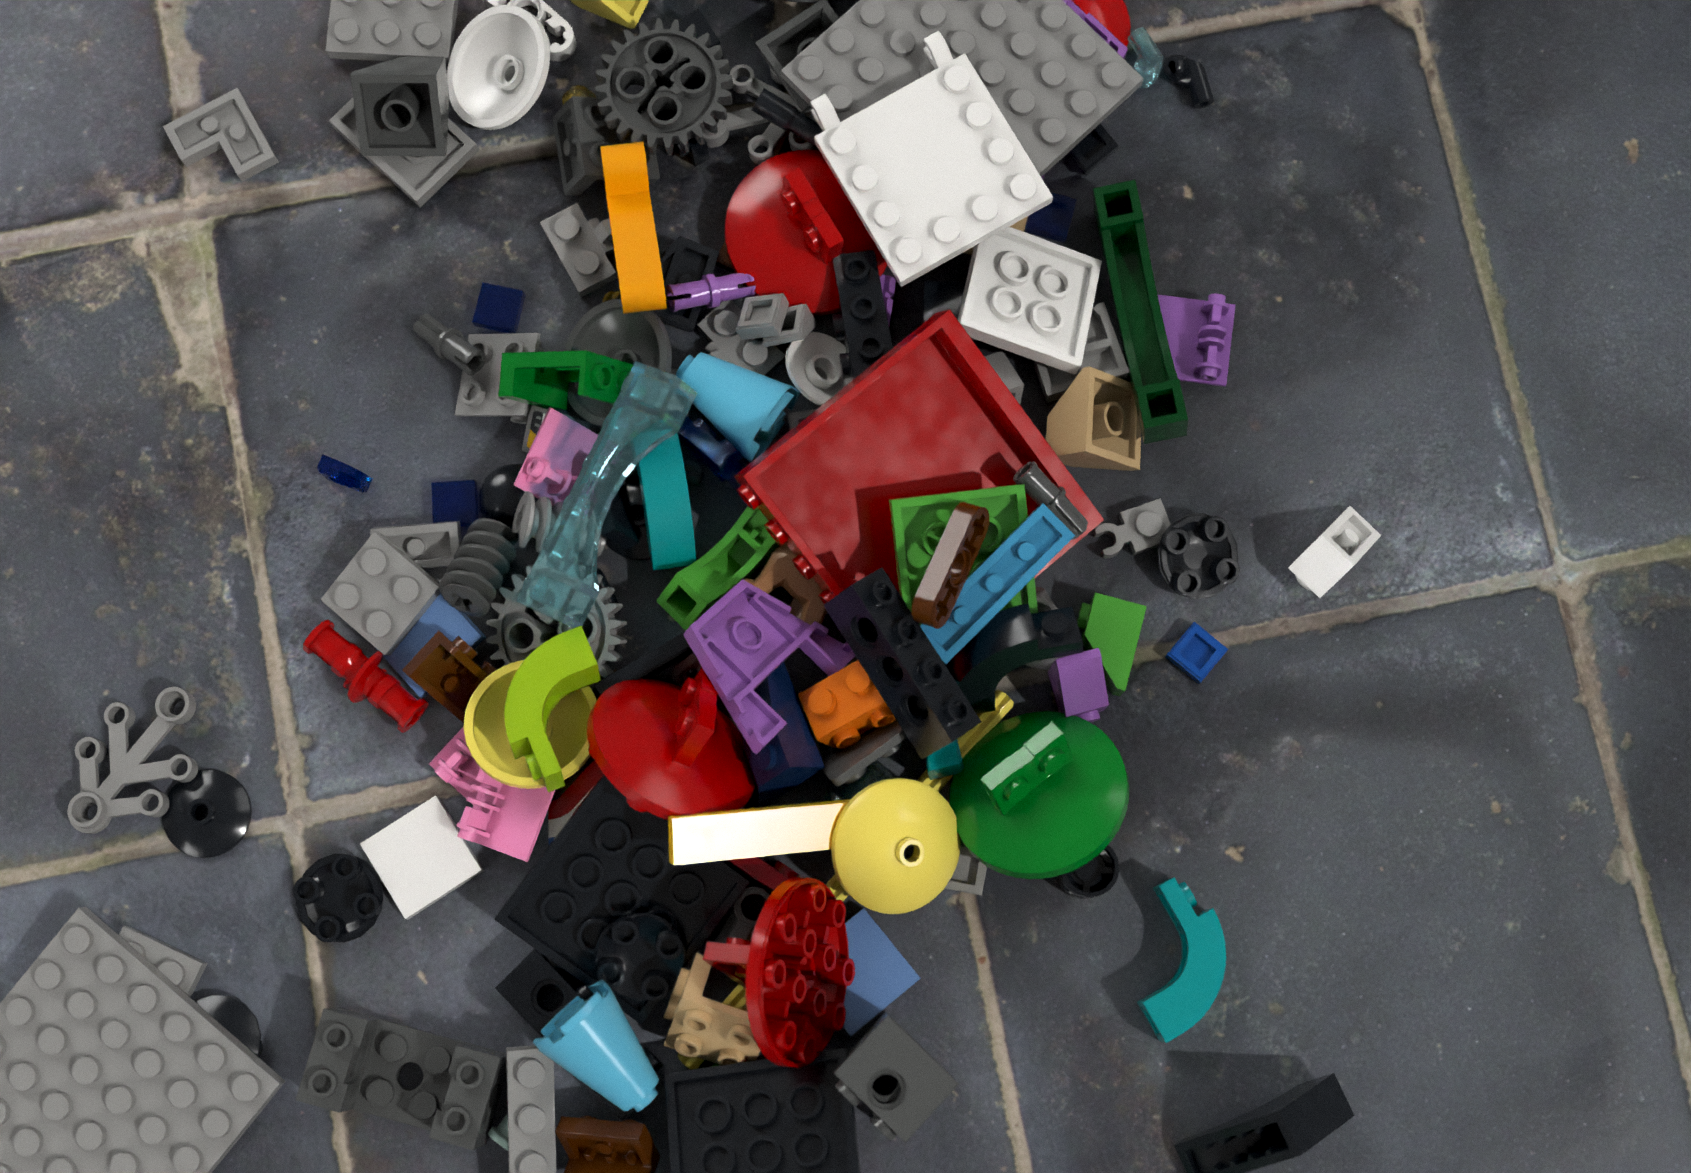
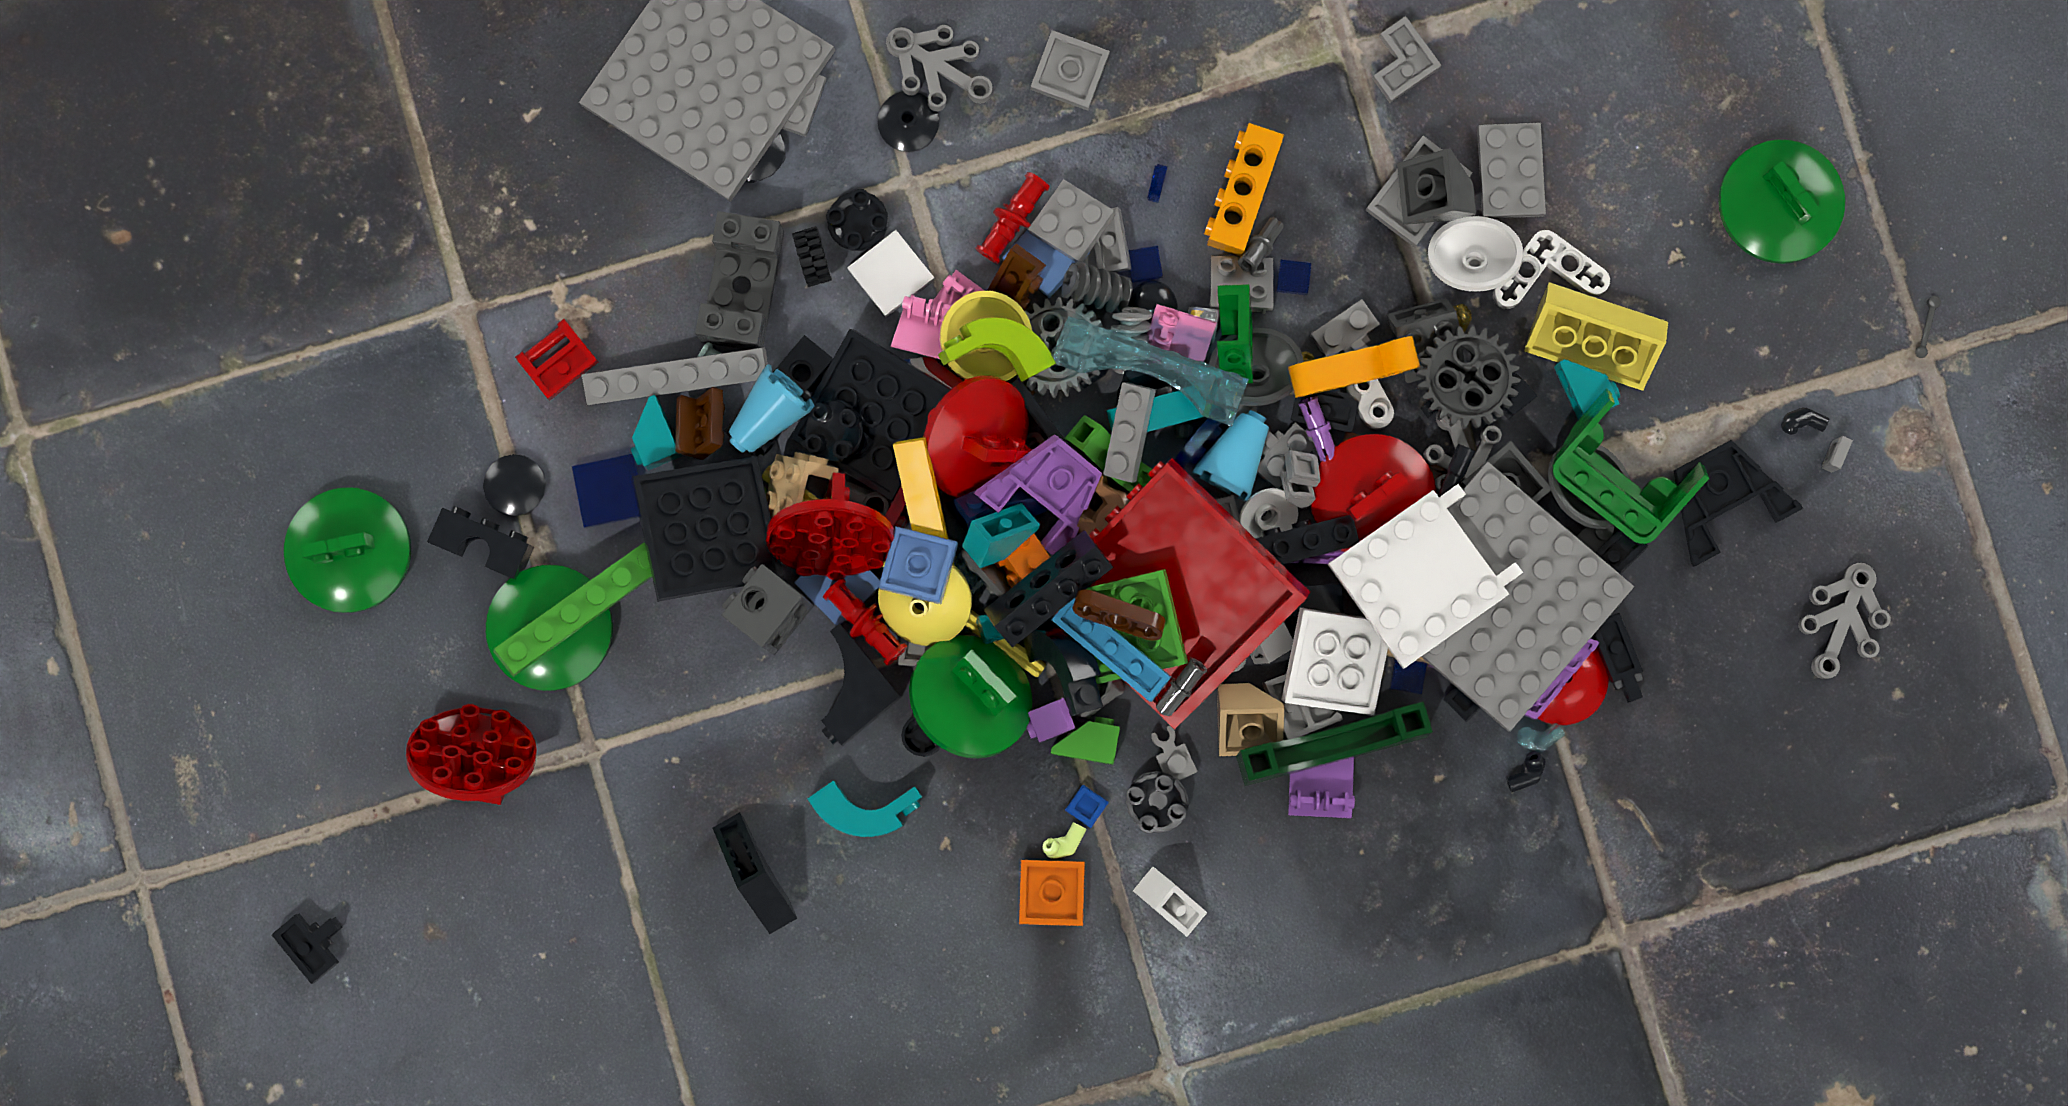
camera: 85 degrees right, 5 degrees up
(168, 578) = (1070, 70): none -> light grey plate
(314, 324) = (1265, 145): none -> light orange brick
(382, 966) = (811, 256): none -> black tyre
(675, 222) = (1369, 399): none -> white plate
(688, 536) = (1129, 432): none -> light grey plate
(817, 728) = (999, 534): none -> teal slope
(851, 846) = (918, 565): none -> medium blue tile
(918, 937) = (864, 621): none -> red piece
(1019, 948) = (863, 693): none -> black arch
(1248, 684) = (1065, 845): none -> yellowish green arm
(1314, 710) = (1051, 892): none -> orange plate

